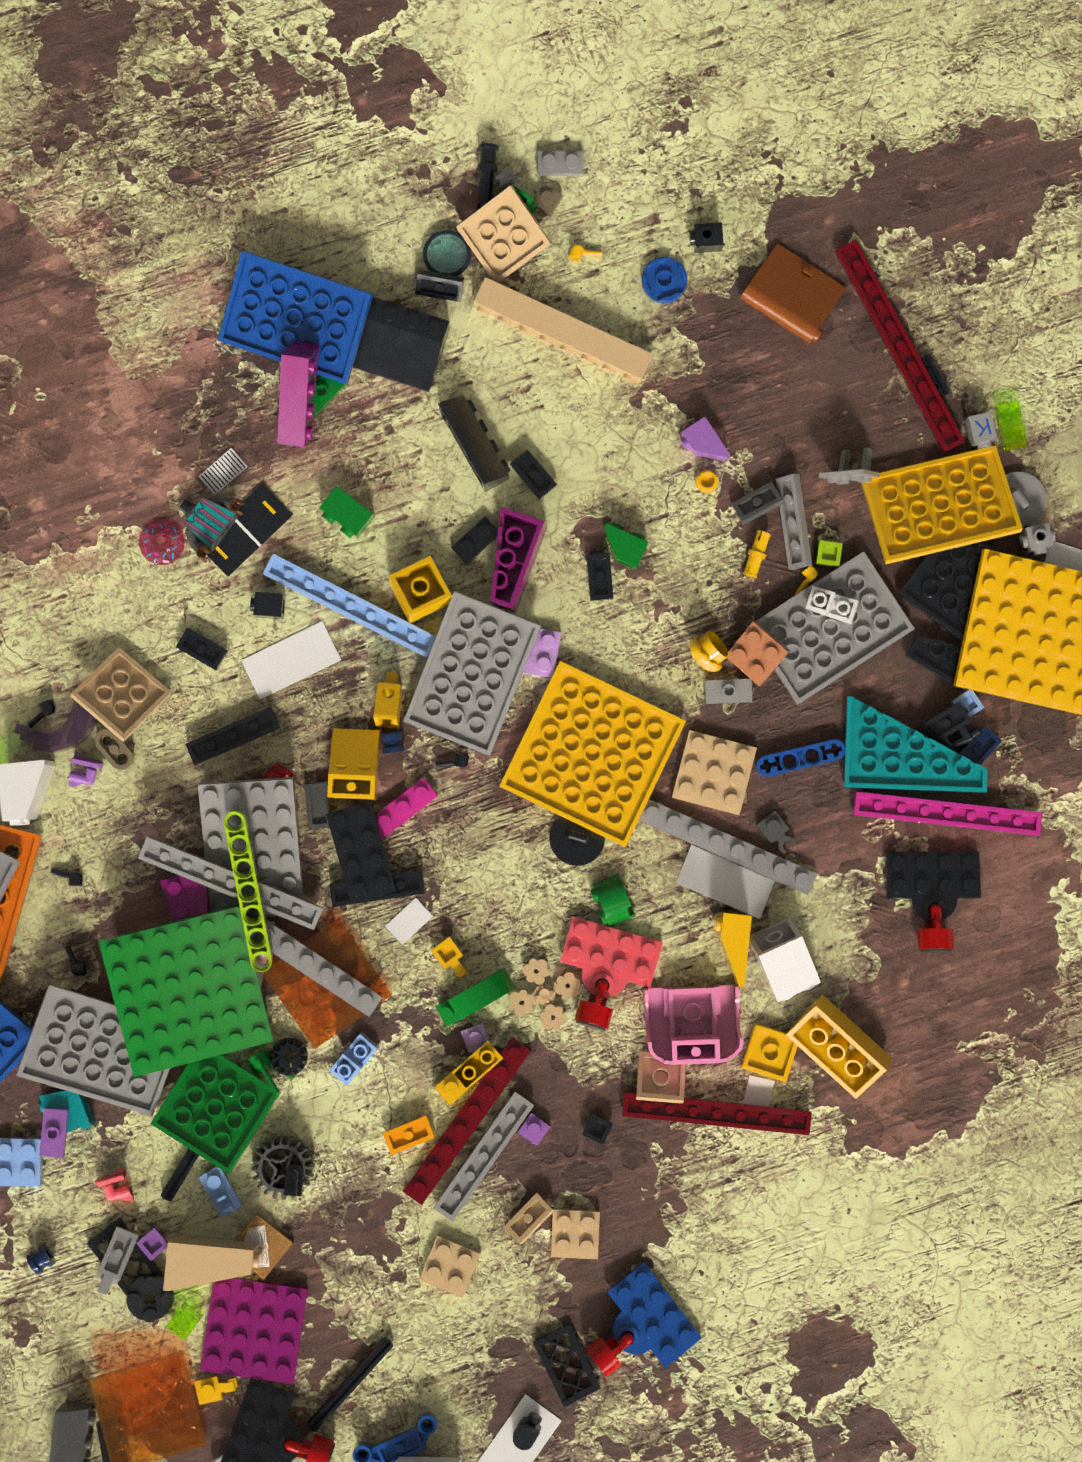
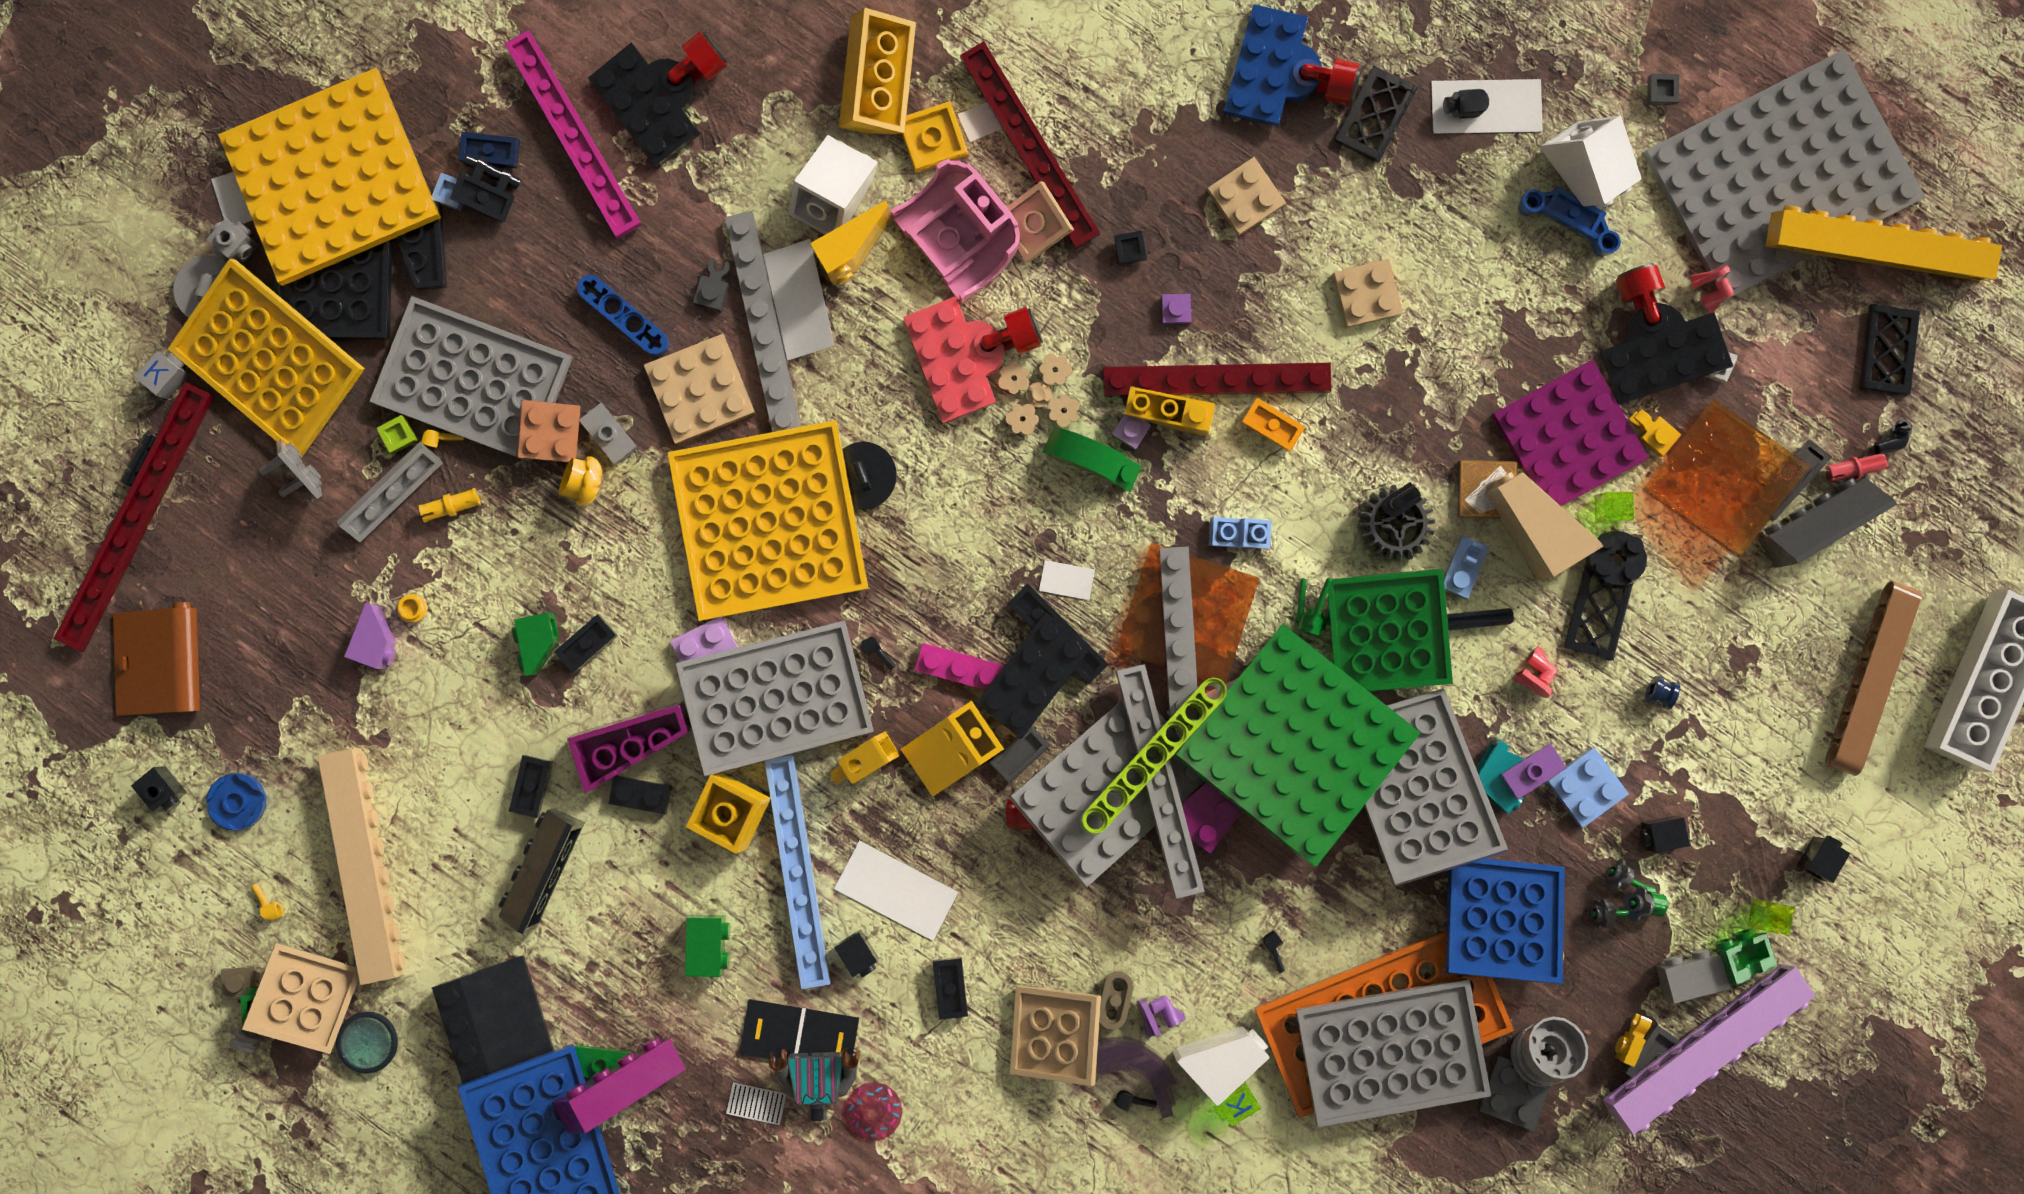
camera: 130 degrees left, 0 degrees up
(76, 968) = (1358, 872): black hand -> none
(116, 1258) = (1605, 618): light grey hinge -> none
(152, 1243) = (1564, 594): medium lavender plate -> none
(233, 736) = (1014, 891): black plate -> none
(282, 1066) = (1286, 611): black gear -> none
(350, 1384) = (1551, 305): black axle -> none
(392, 742) = (903, 726): dark blue wheel -> none
(439, 285) = (404, 1025): black plate -> none
(448, 954) = (1070, 515): yellow plate -> none
(483, 1156) = (1238, 337): light grey plate -> none
(487, 168) = (248, 1067): black pin -> none
(529, 1218) = (1265, 250): tan plate -> none
(560, 163) = (189, 996): light grey plate -> none
(613, 900) = (897, 395): green cylinder -> none
(757, 503) = (397, 541): dark grey plate -> none
(832, 605) = (445, 392): white slope -> none
(893, 756) = (552, 223): teal wing -> none
(1010, 425) = (138, 349): clear neon green slope -> none

